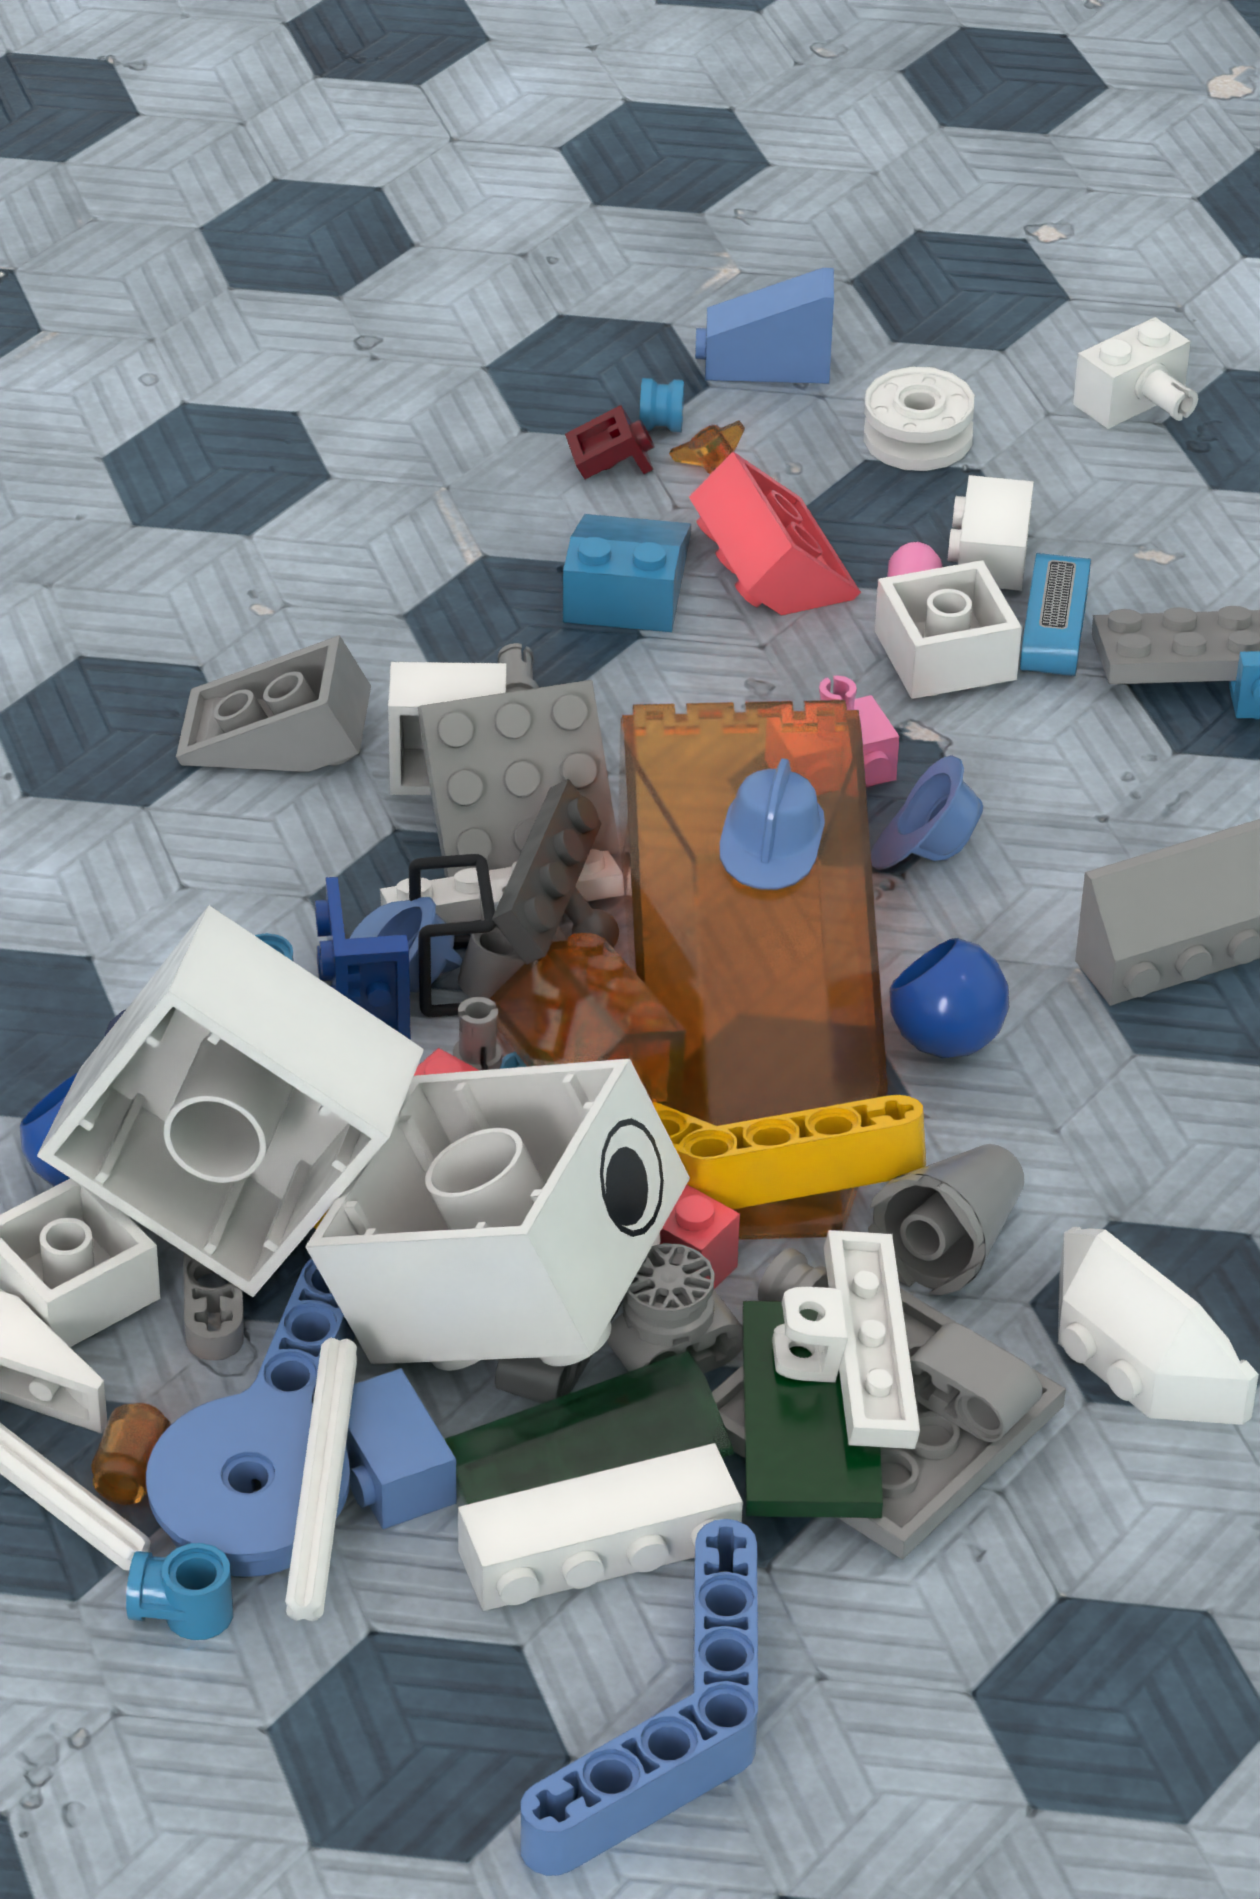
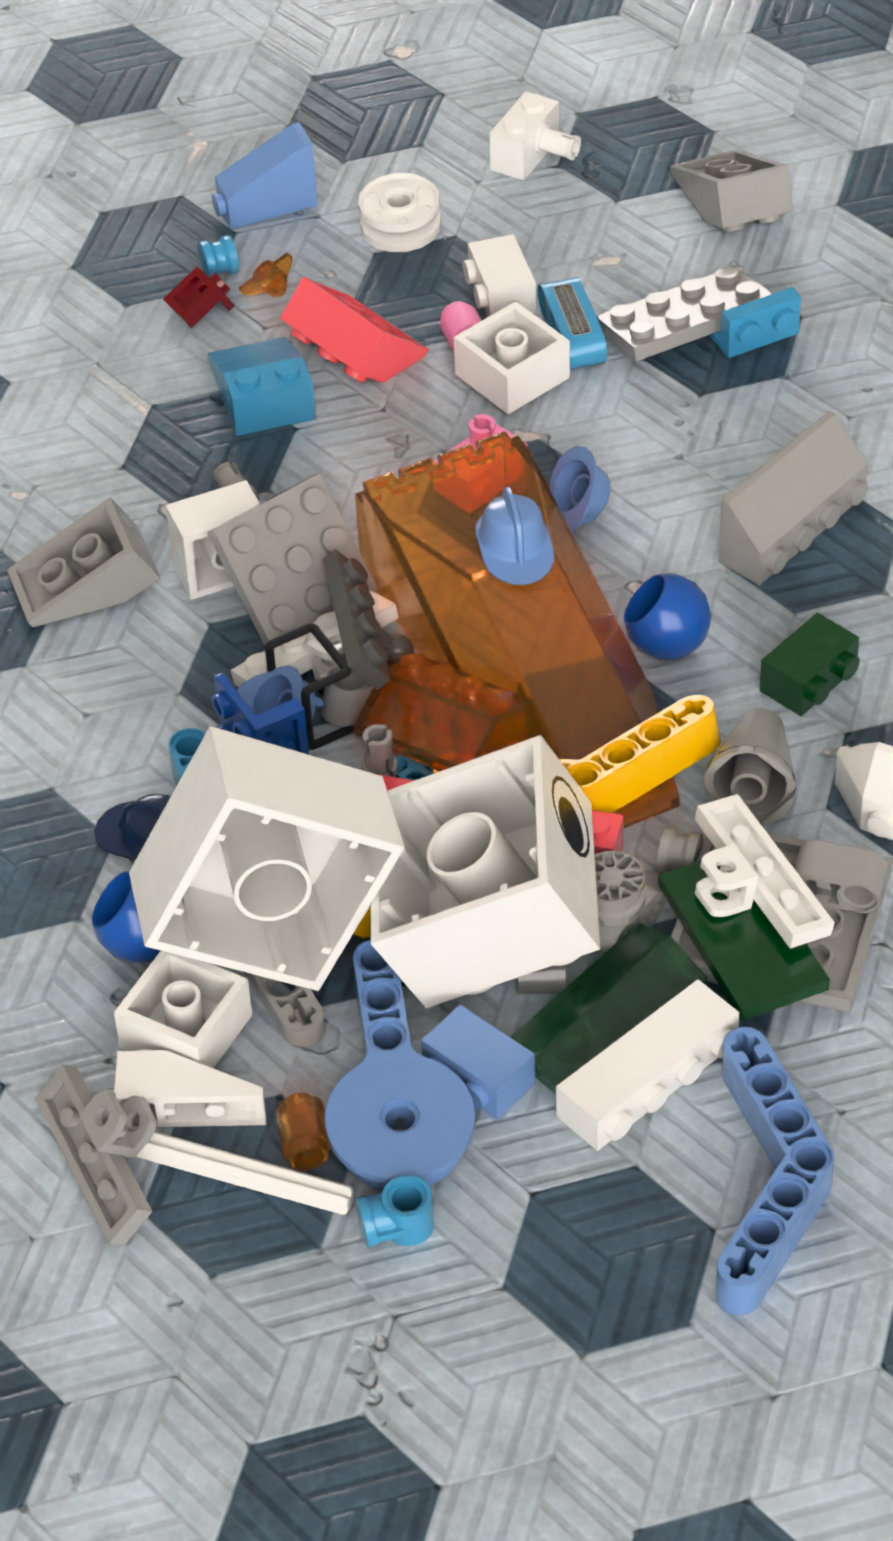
camera: 20 degrees left, 5 degrees up
(321, 1480) = (457, 1102): white axle -> none
(1105, 1117) = (809, 664): none -> dark green brick

